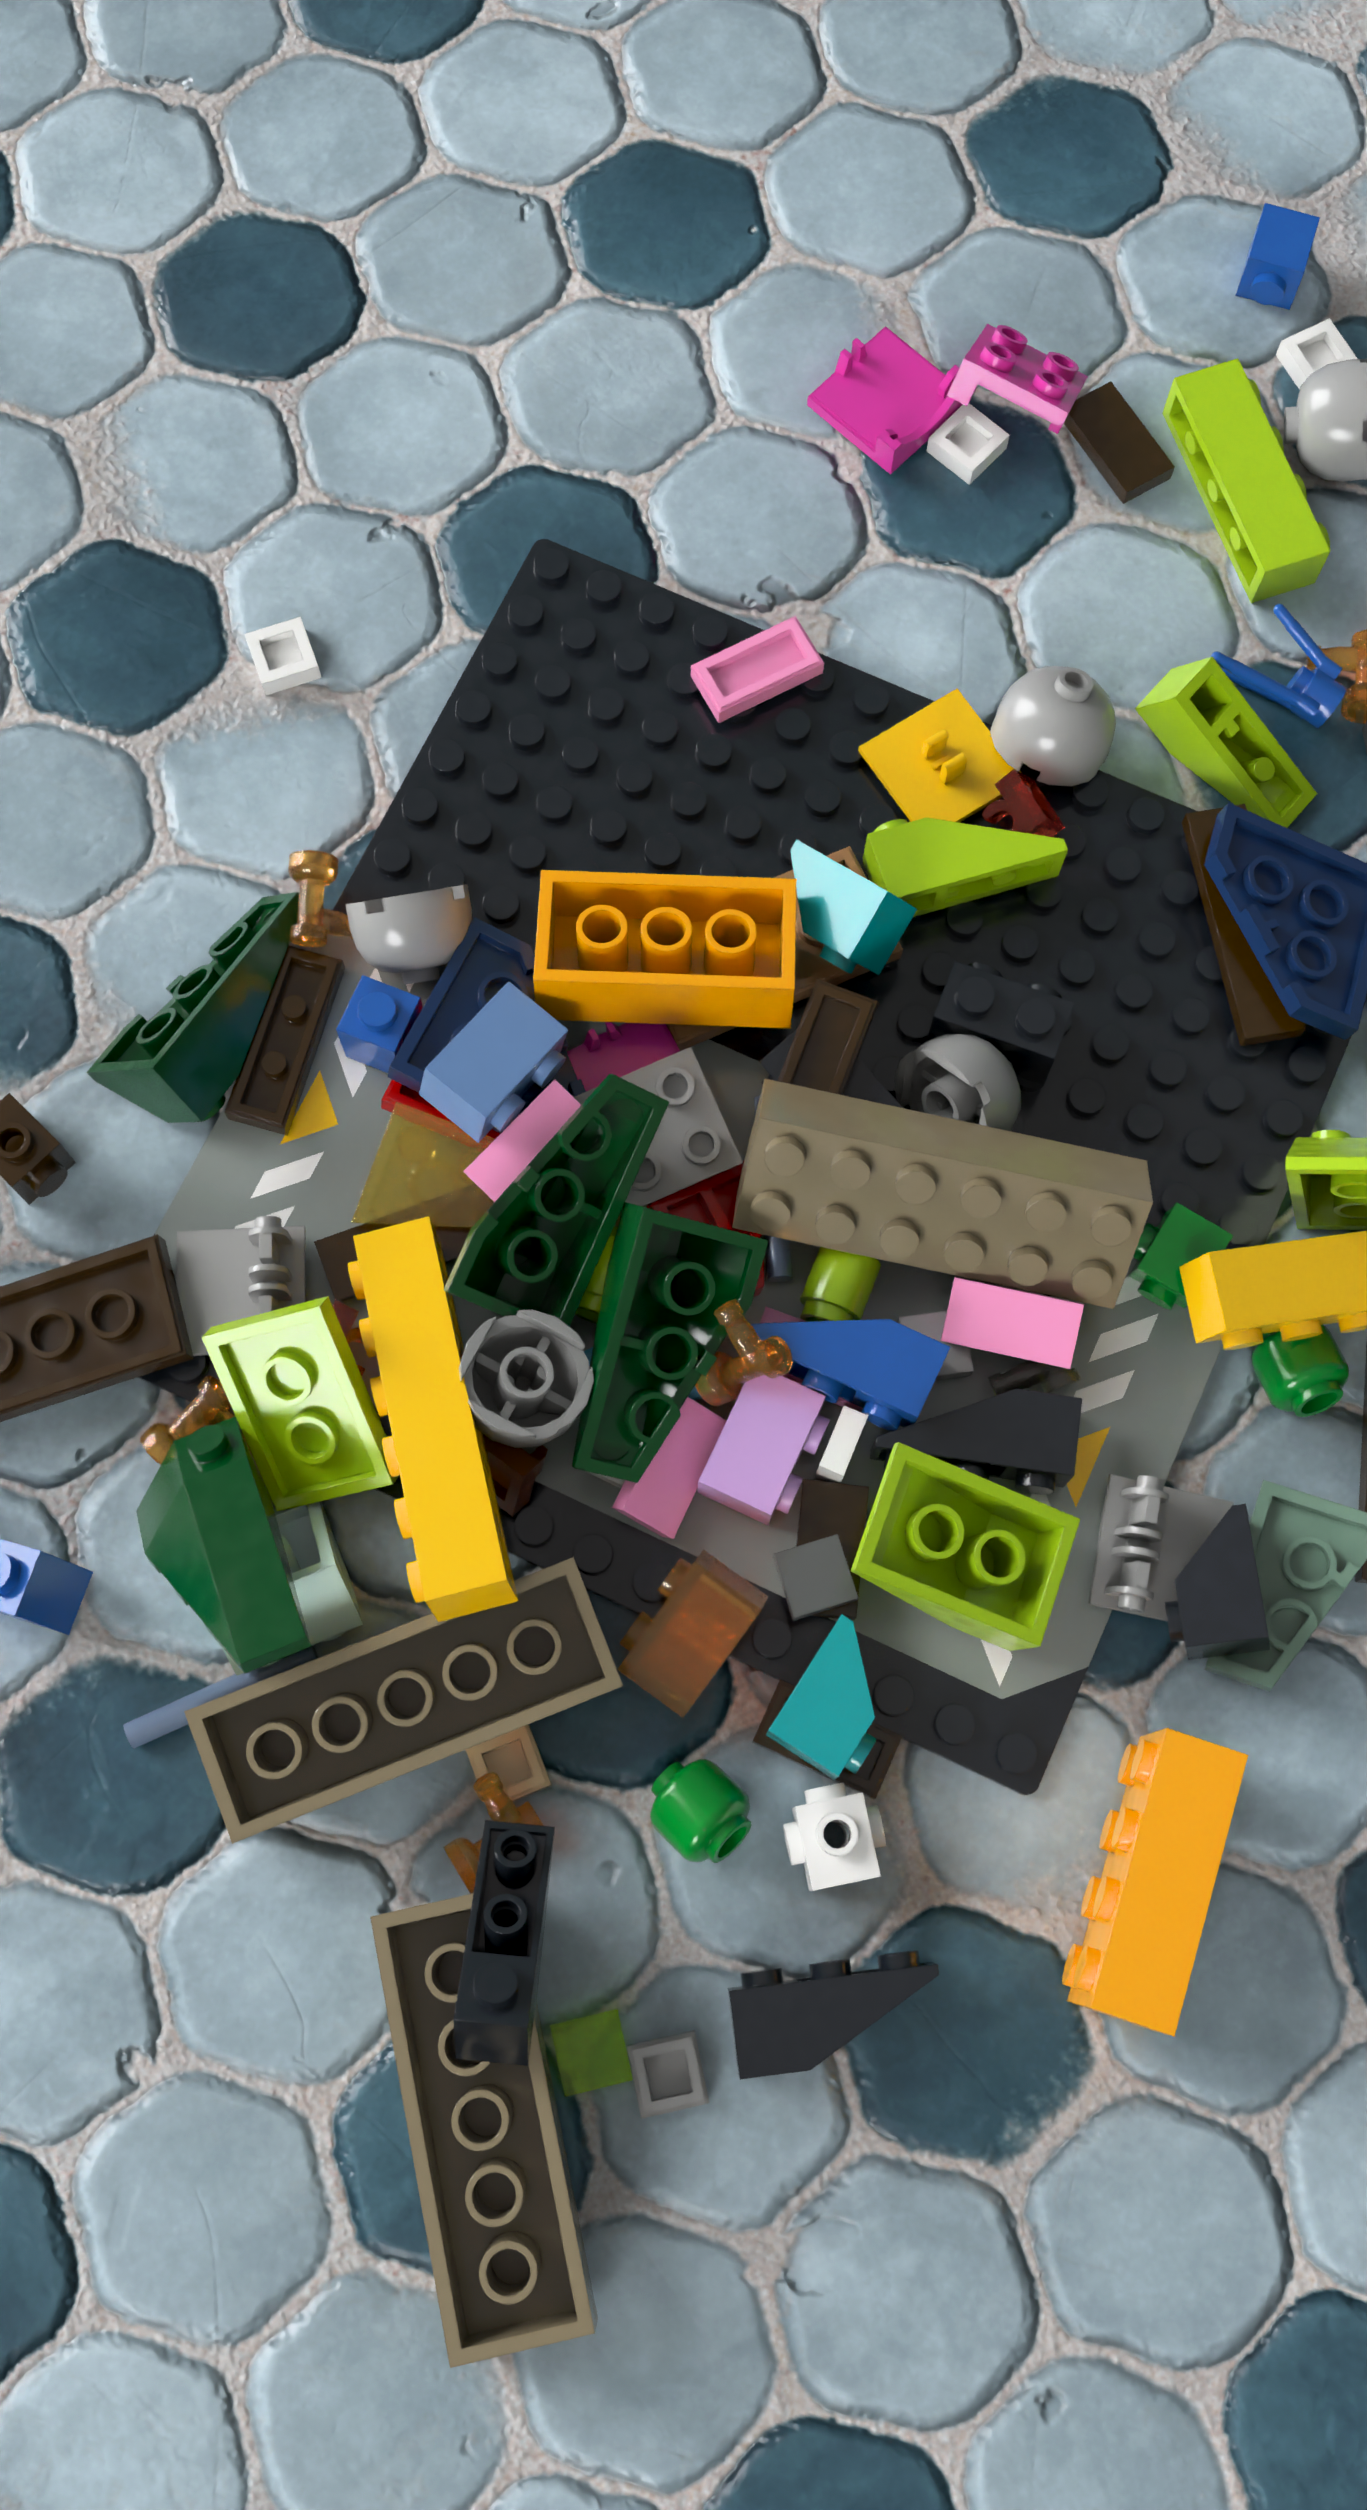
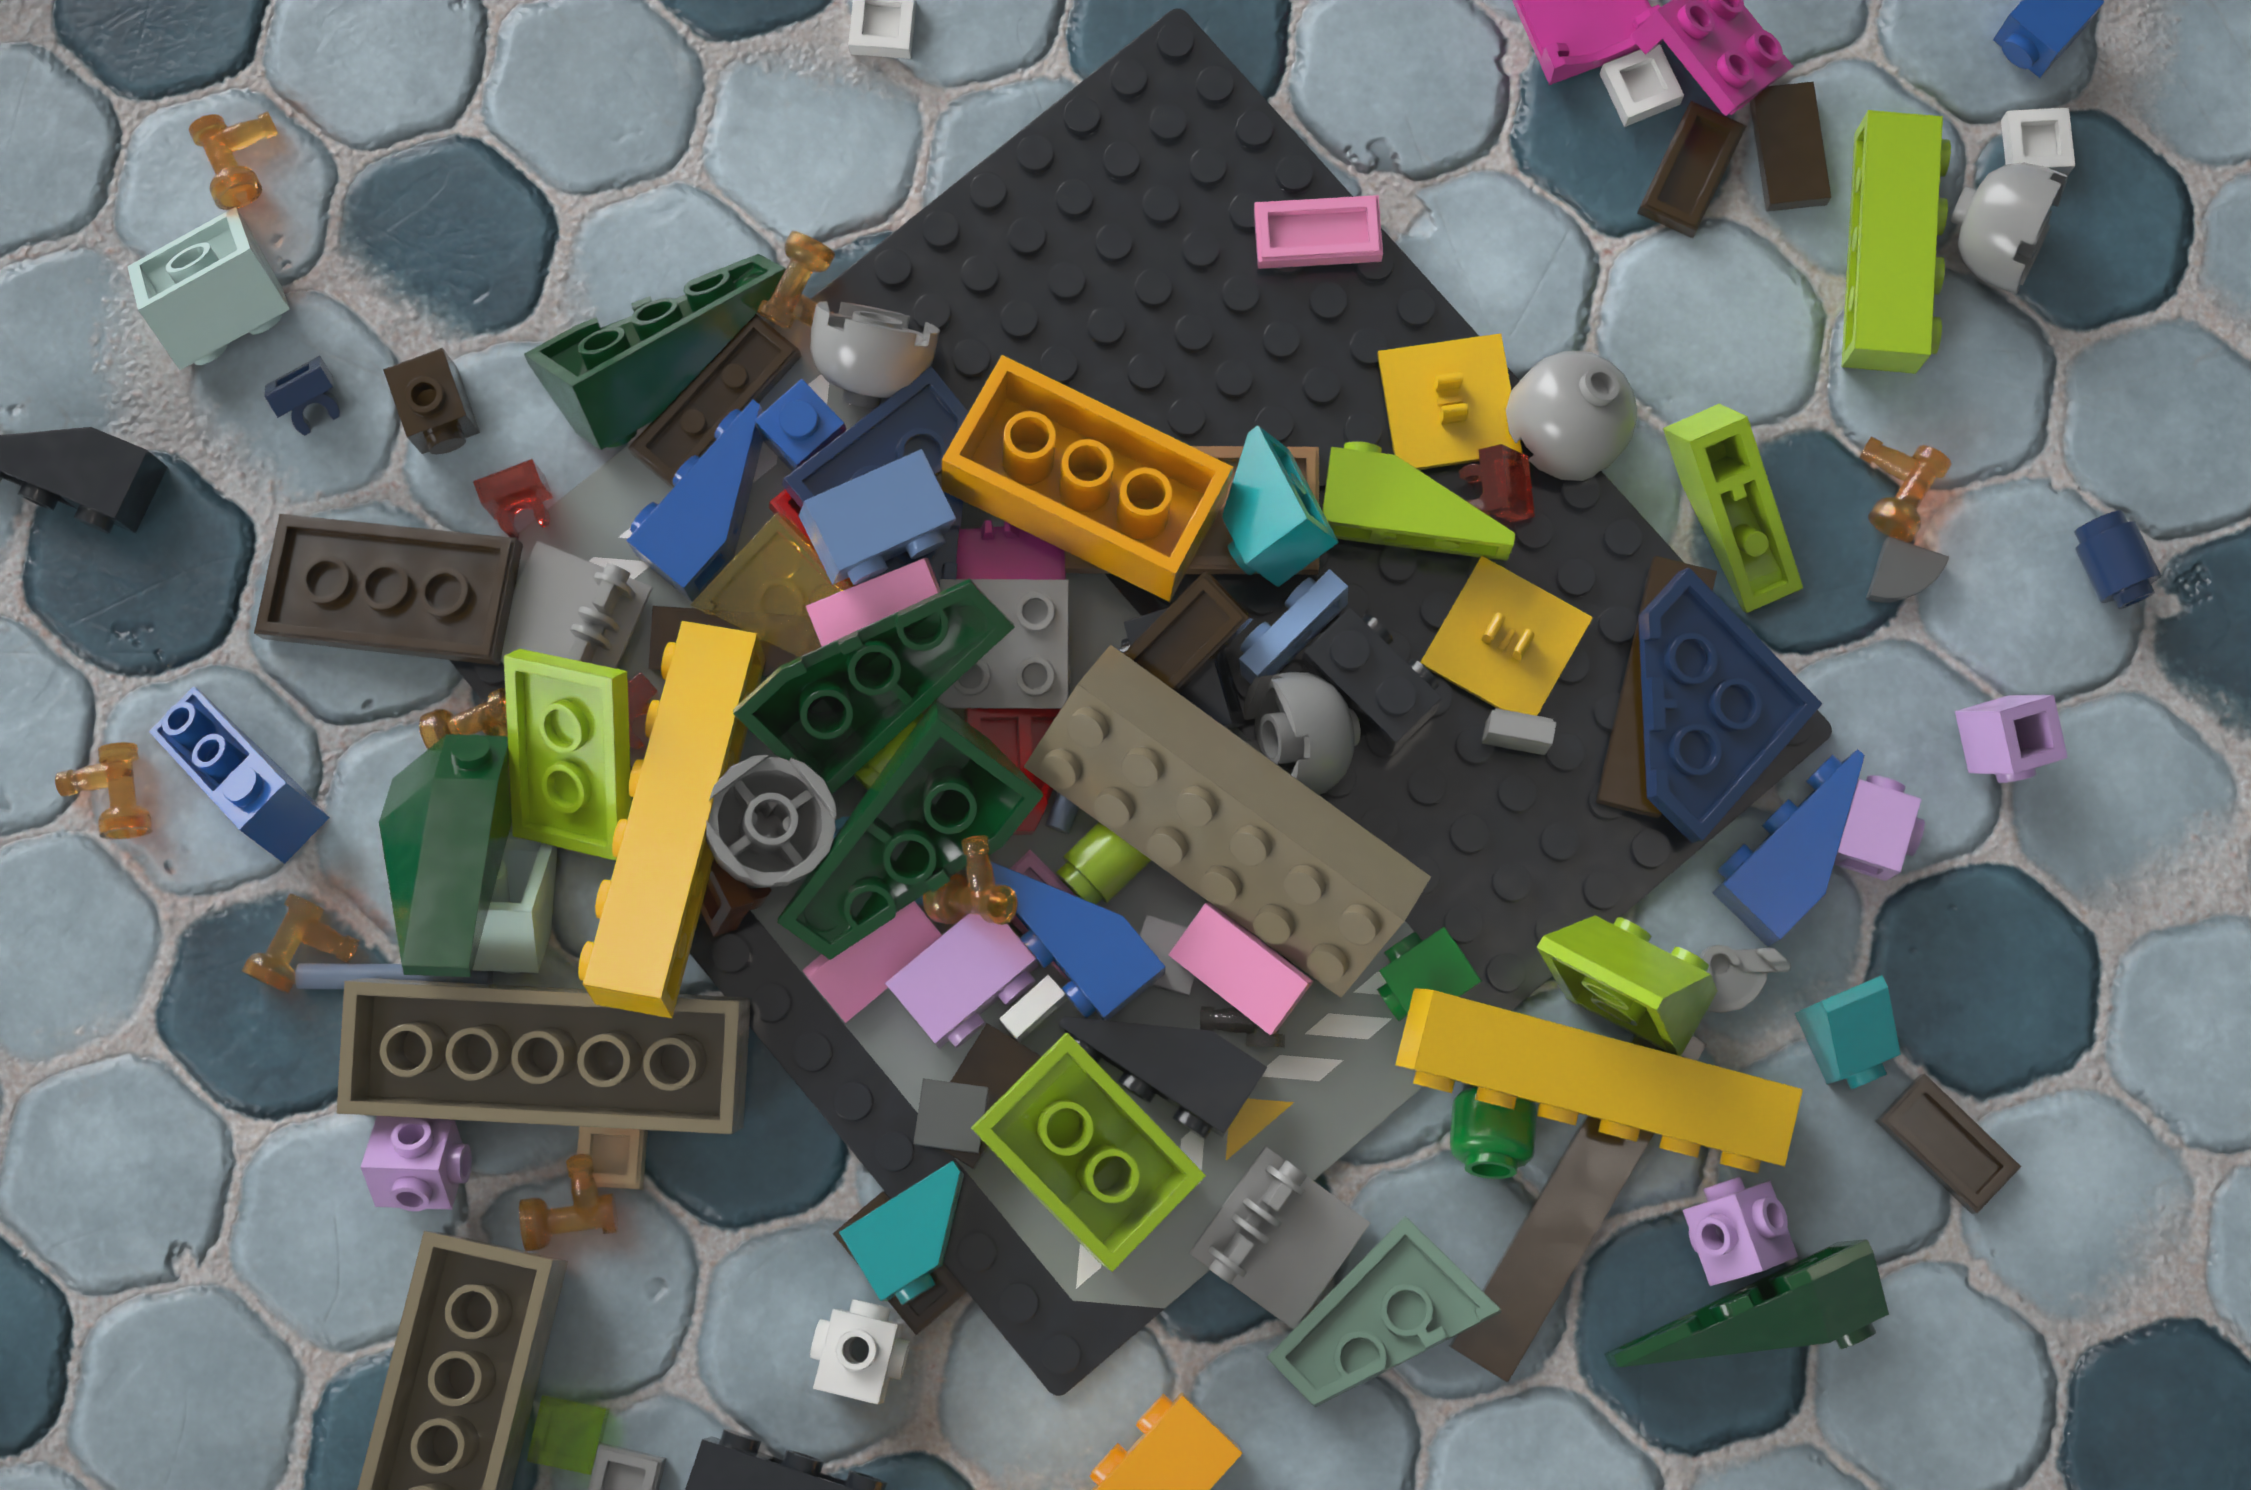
camera: 30 degrees right, 5 degrees up
(107, 1688) = (298, 926): none -> clear orange piece
(134, 1196) = (513, 490): none -> clear red tile
(321, 1151) = (701, 518): none -> blue slope
(327, 1858) = (415, 1163): none -> lavender brick
(504, 1944) = (521, 1308): black slope -> none
(692, 1632) = (820, 1113): clear orange brick -> none
(700, 1811) = (755, 1273): green head -> none
(913, 985) = (1308, 612): none -> light blue plate
(1045, 494) = (1691, 169): none -> dark brown tile
(1094, 942) = (1505, 639): none -> yellow piece
(1149, 1010) = (1519, 731): none -> light grey tile
(1220, 1594) = (1307, 1299): black slope -> none
(1309, 693) = (1839, 488): blue plant -> none

